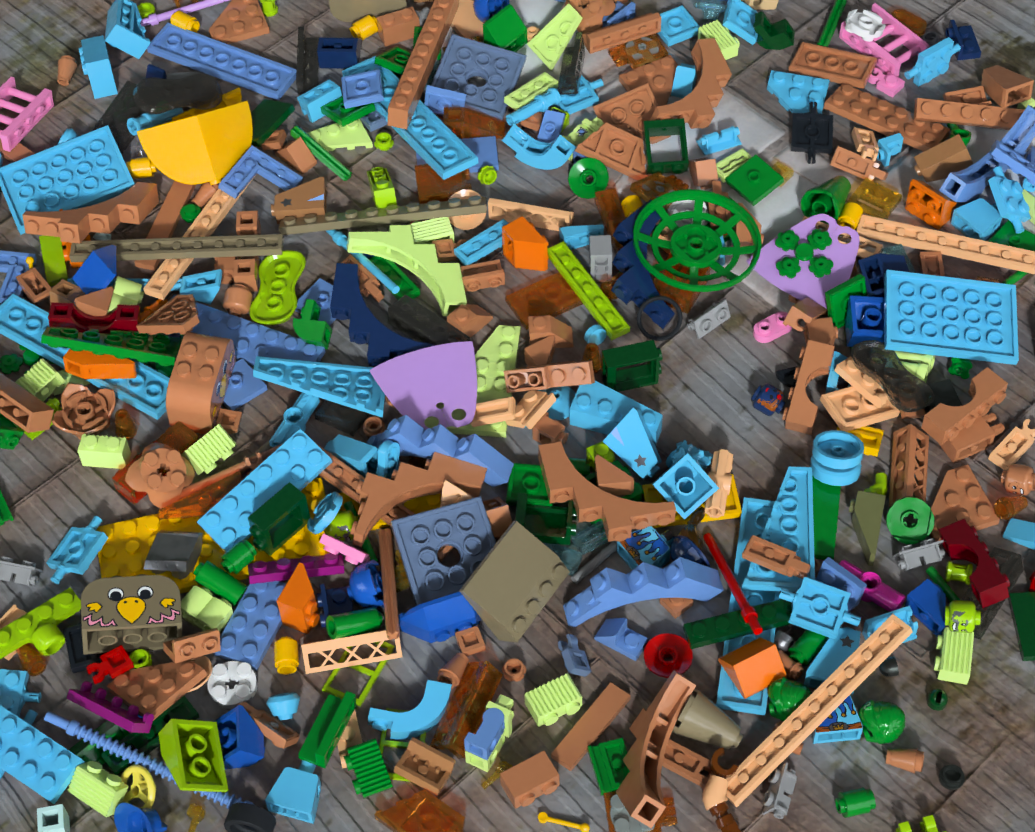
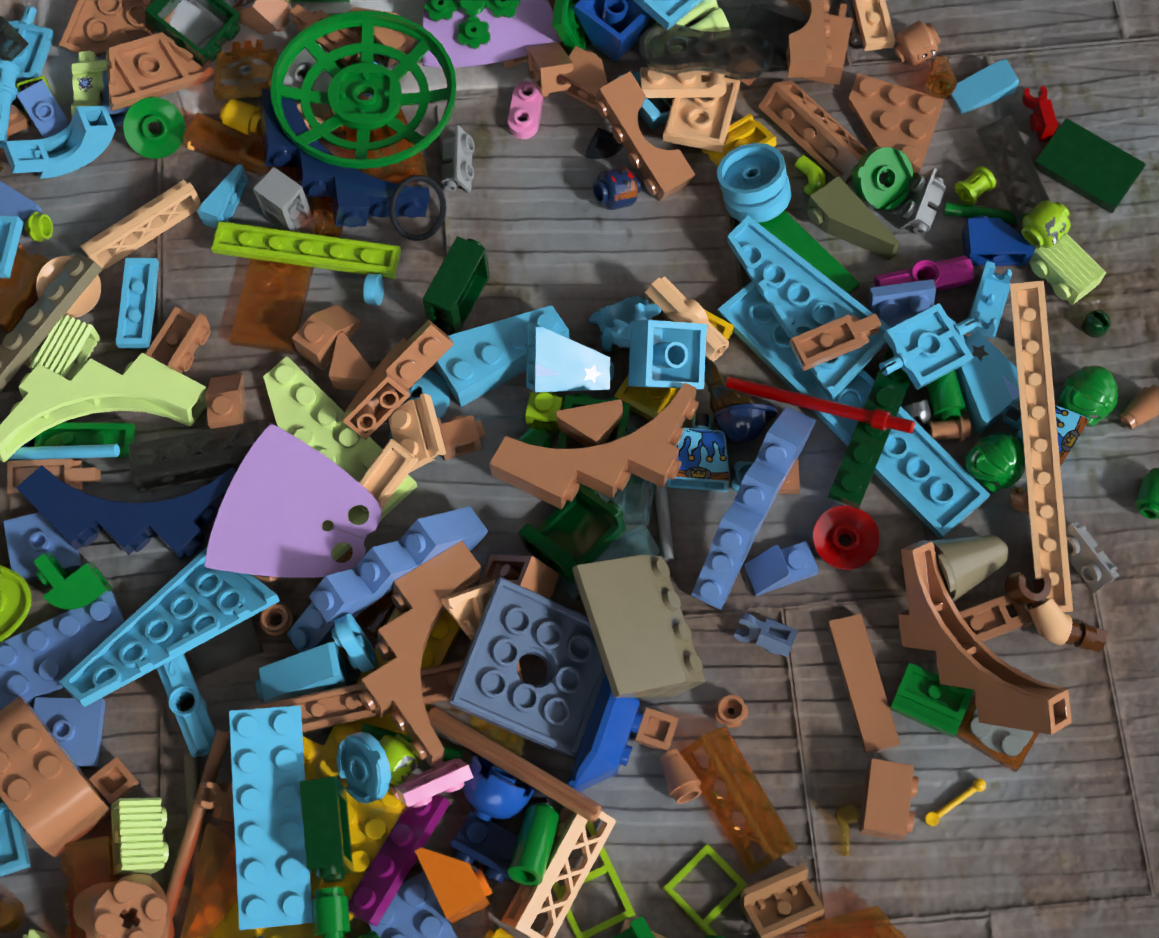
camera: 50 degrees left, 15 degrees up
(418, 720) = (716, 854): medium azure arch -> none
(445, 249) = (103, 348): nougat plate -> none
(486, 744) = (801, 796): hips -> none
(524, 245) = (187, 265): orange slope -> none
(529, 480) = (507, 510): green plate -> none
(553, 700) = (806, 698): yellowish green brick -> none
(592, 353) = (403, 318): clear orange cone -> none
(753, 666) = (932, 464): orange slope -> none
(986, 581) = (951, 152): dark red arch -> none

